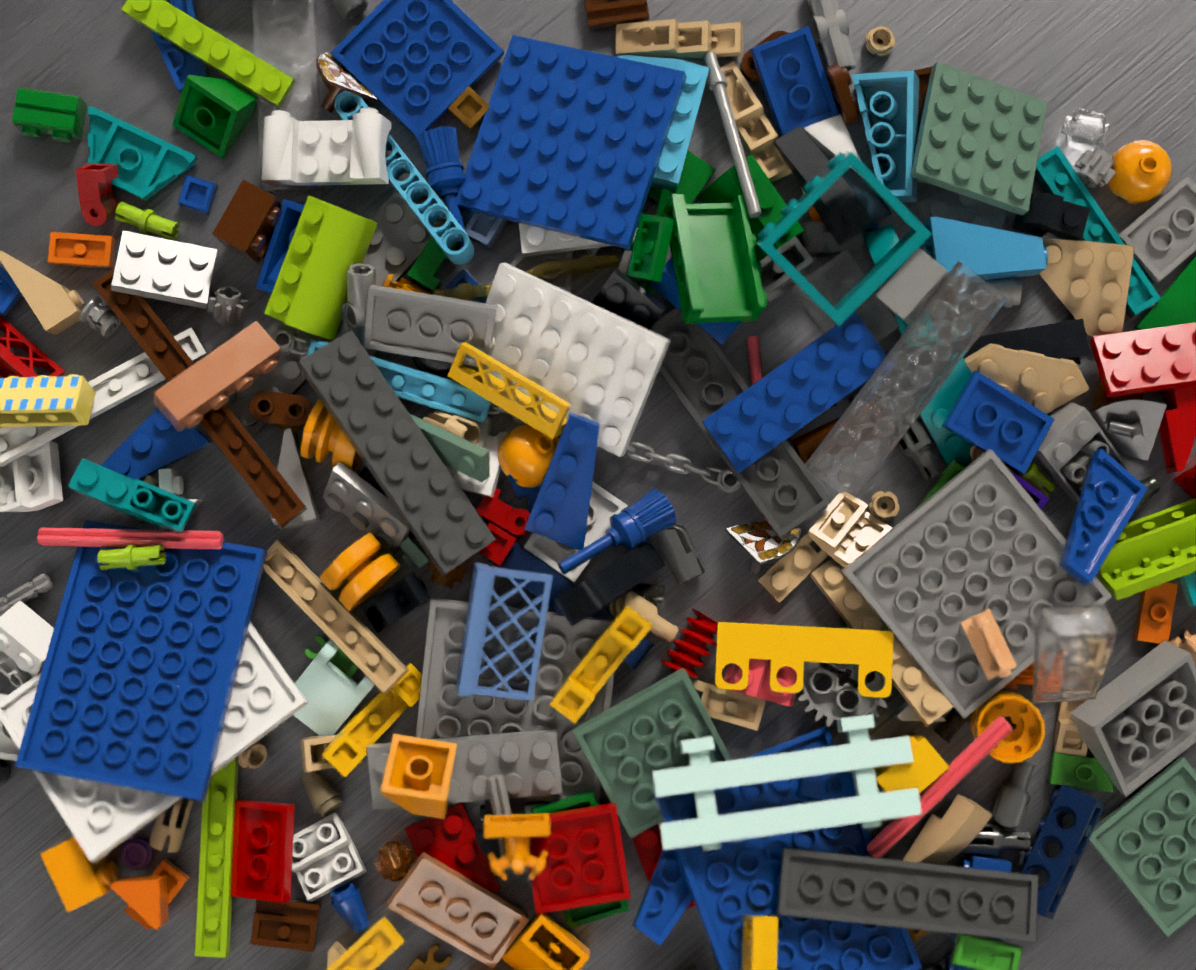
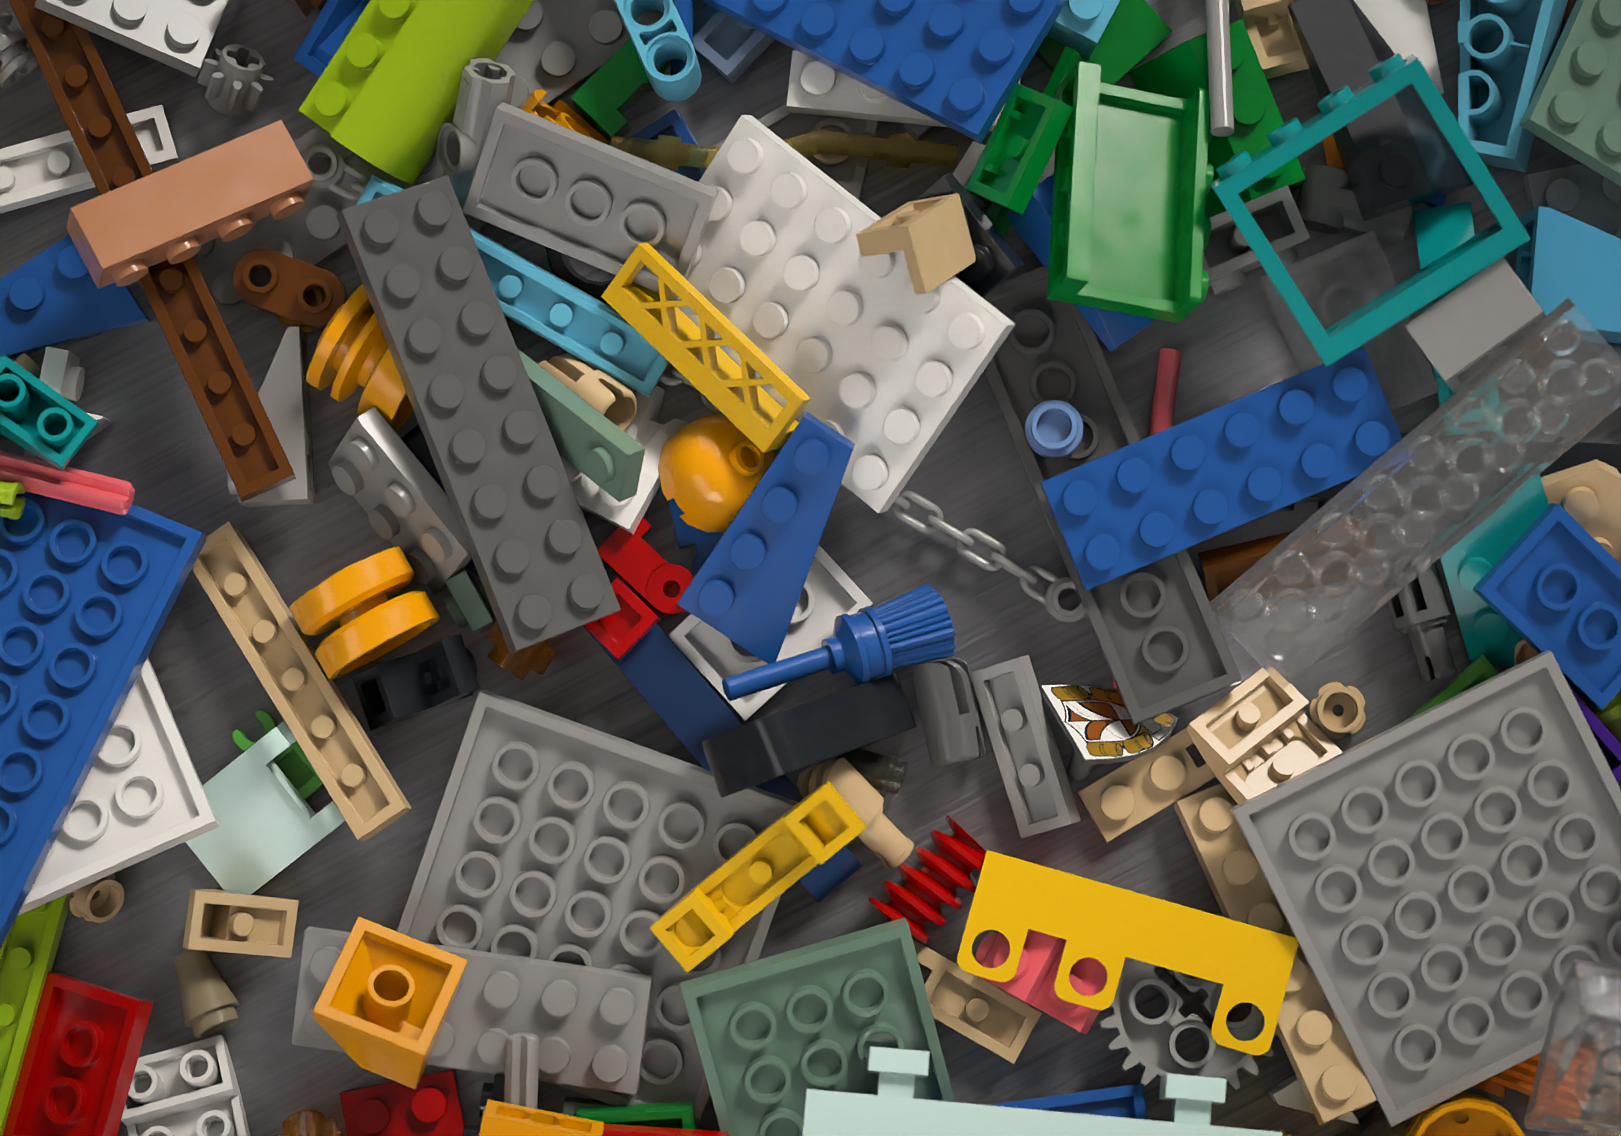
camera: 20 degrees right, 0 degrees up
(372, 721) = (325, 887): yellow slope -> none
(475, 631) = (549, 760): medium blue fence -> none
(613, 302) = (930, 234): none -> tan panel
(702, 391) = (1054, 429): none -> medium blue plate
(724, 562) = (1025, 746): none -> light grey plate
(989, 645) = (1465, 1003): light nougat hinge -> none

